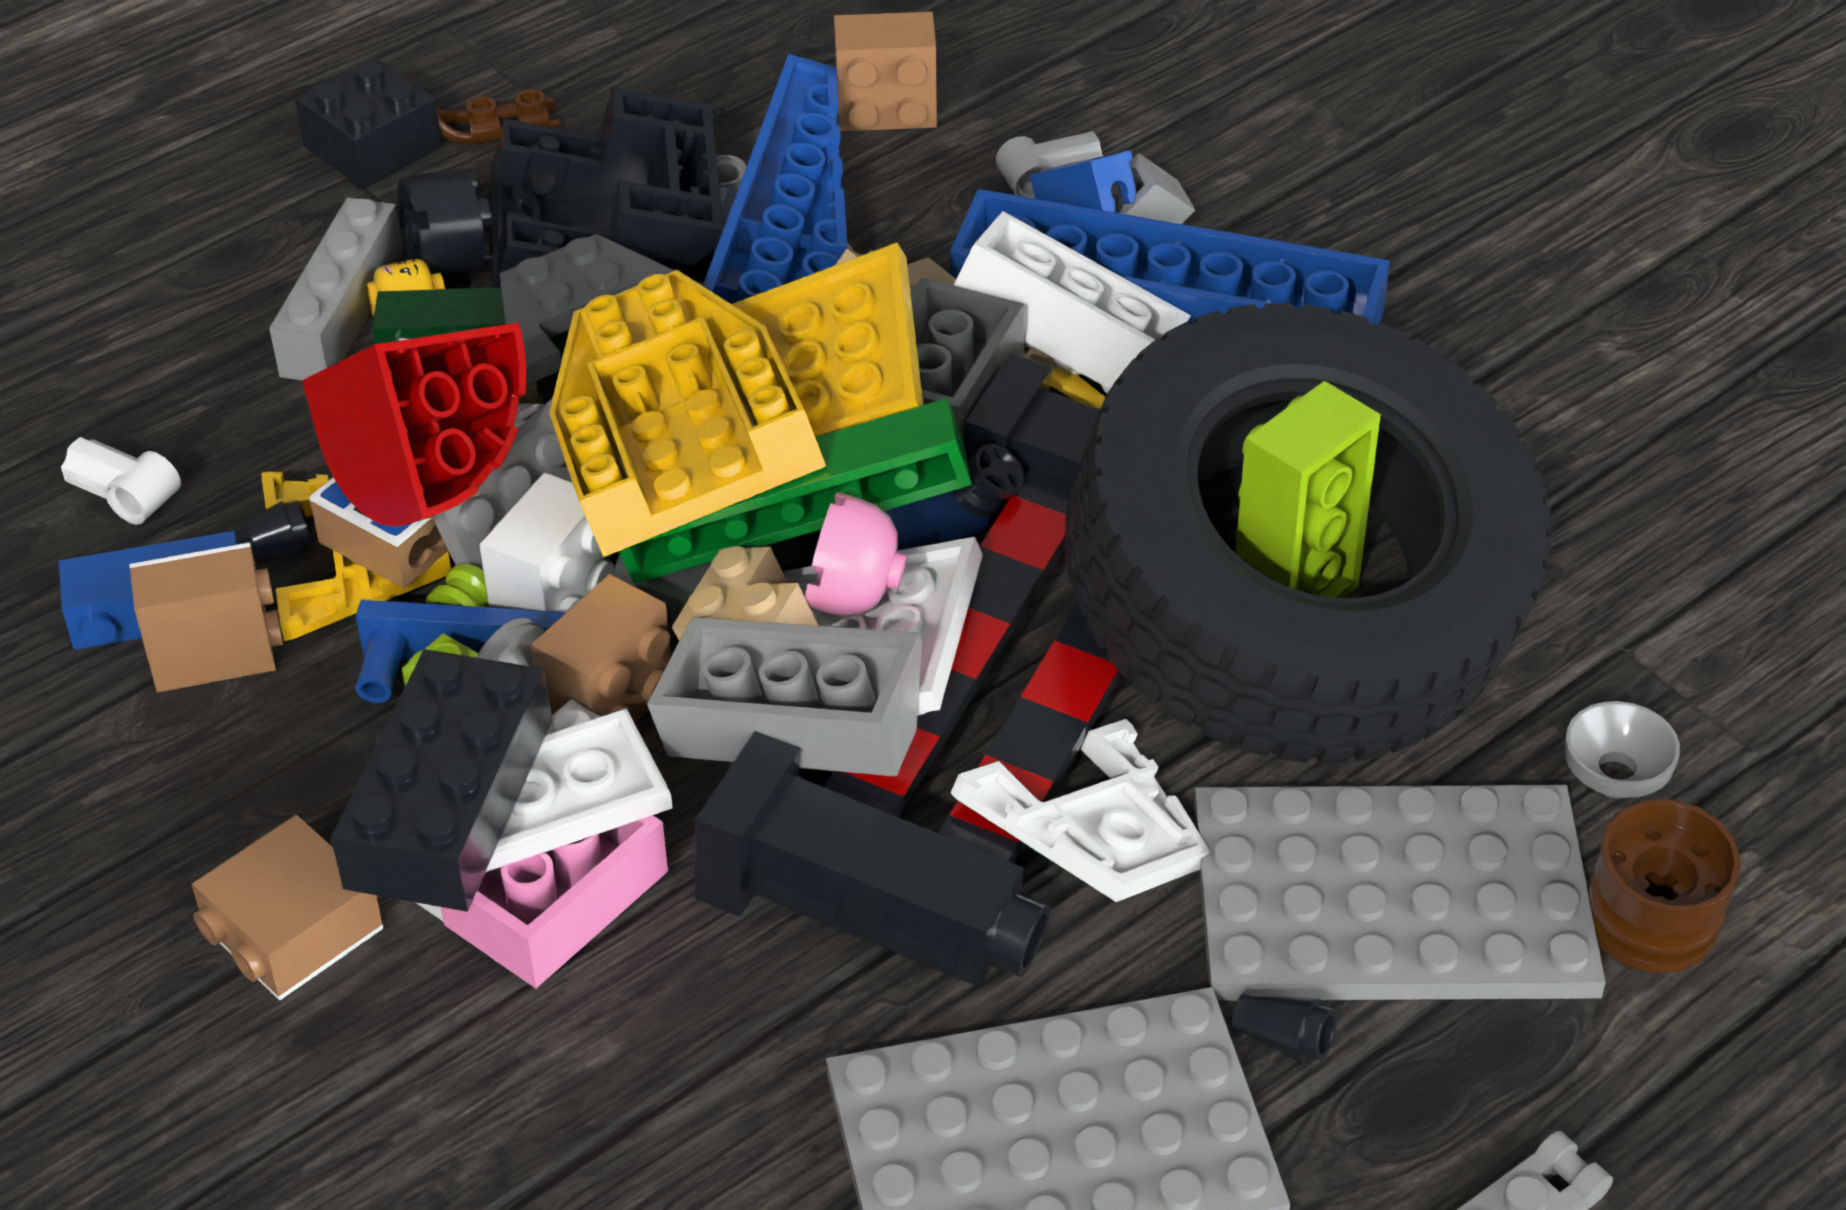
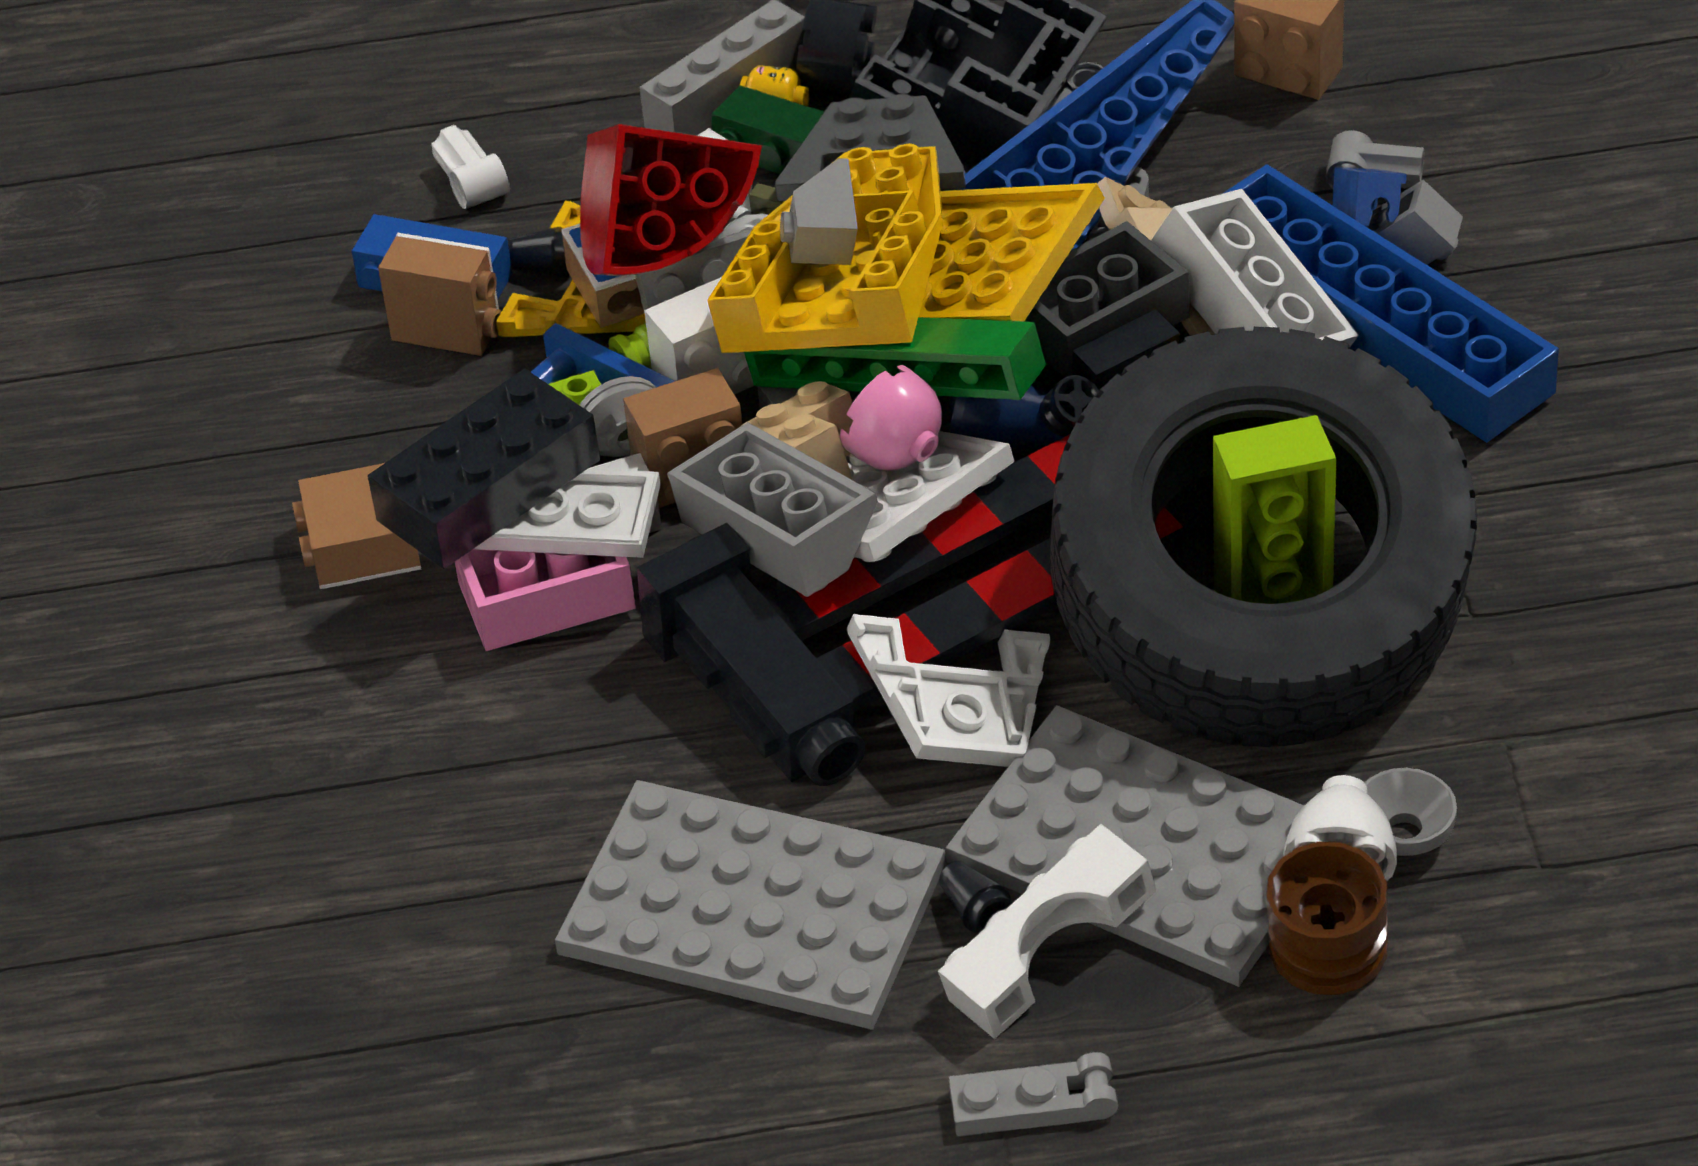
camera: 35 degrees right, 0 degrees up
(644, 374) = (822, 218): none -> light grey slope
(1389, 1095) = (1094, 883): none -> white arch
(1595, 784) = (1348, 816): none -> white piece

